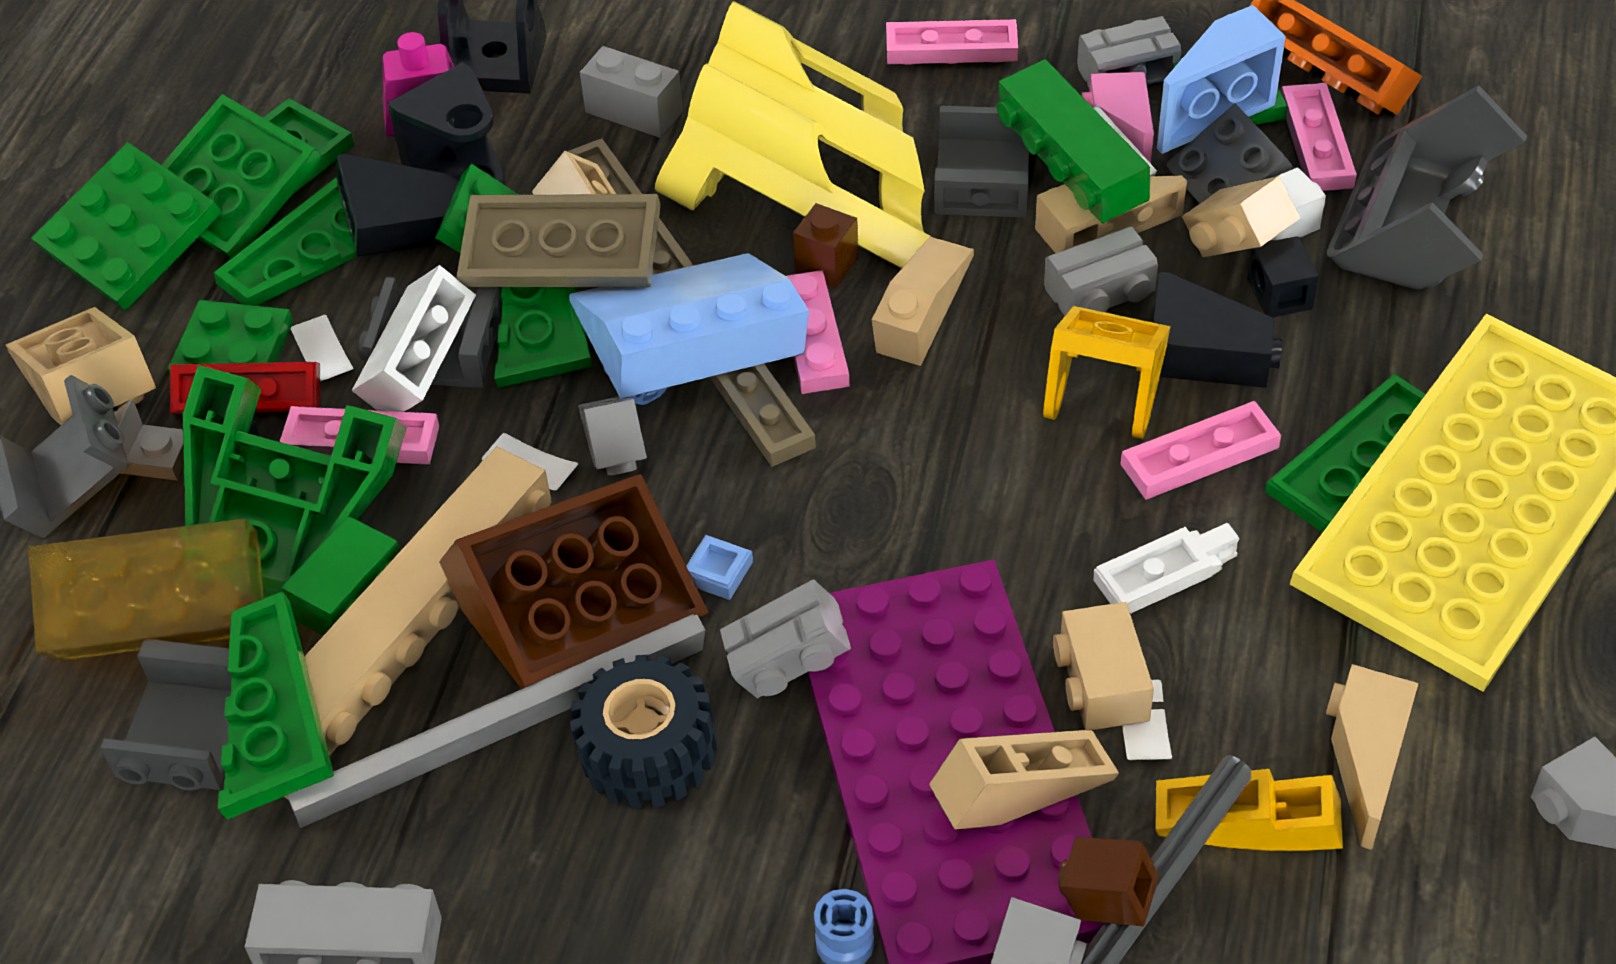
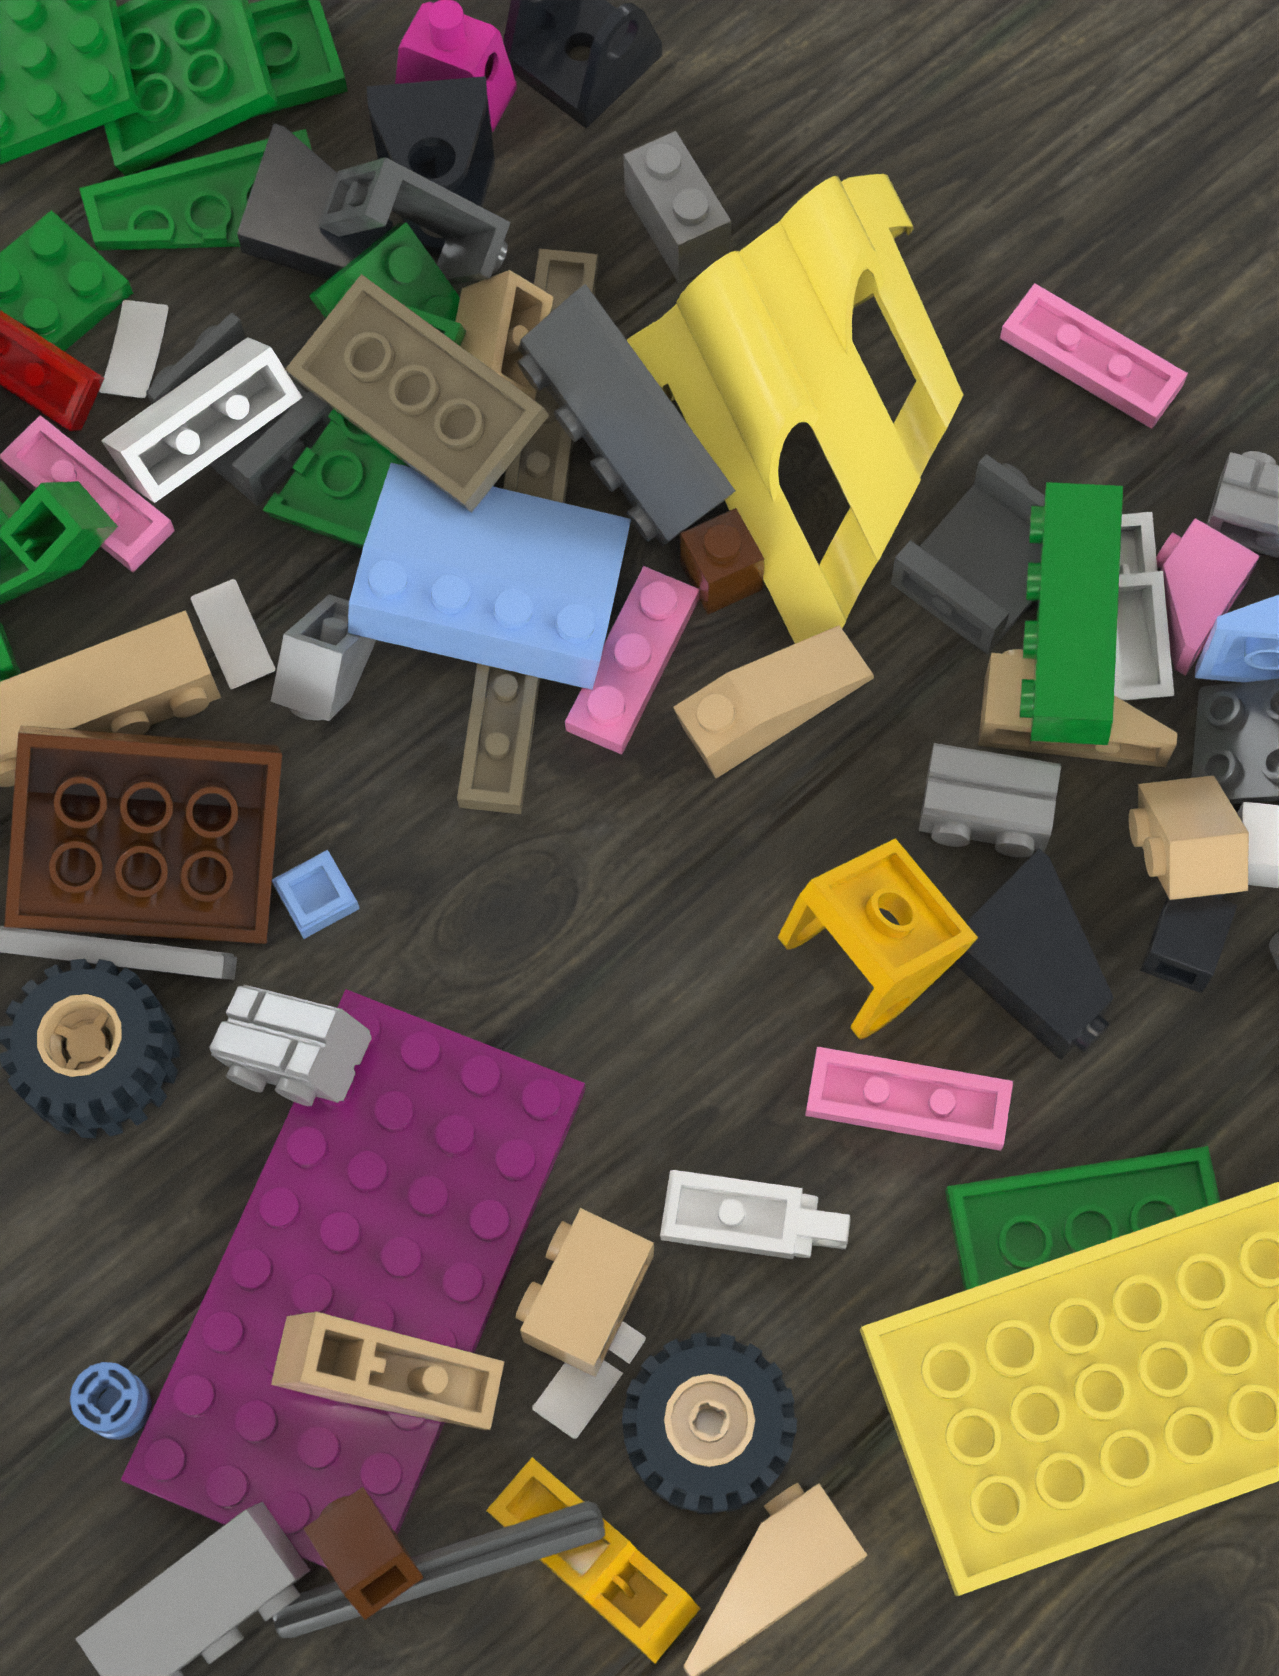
camera: 35 degrees right, 20 degrees up
(501, 146) = (370, 191): none -> dark grey panel
(710, 183) = (622, 417): none -> dark grey slope
(1251, 685) = (709, 1423): none -> black wheel

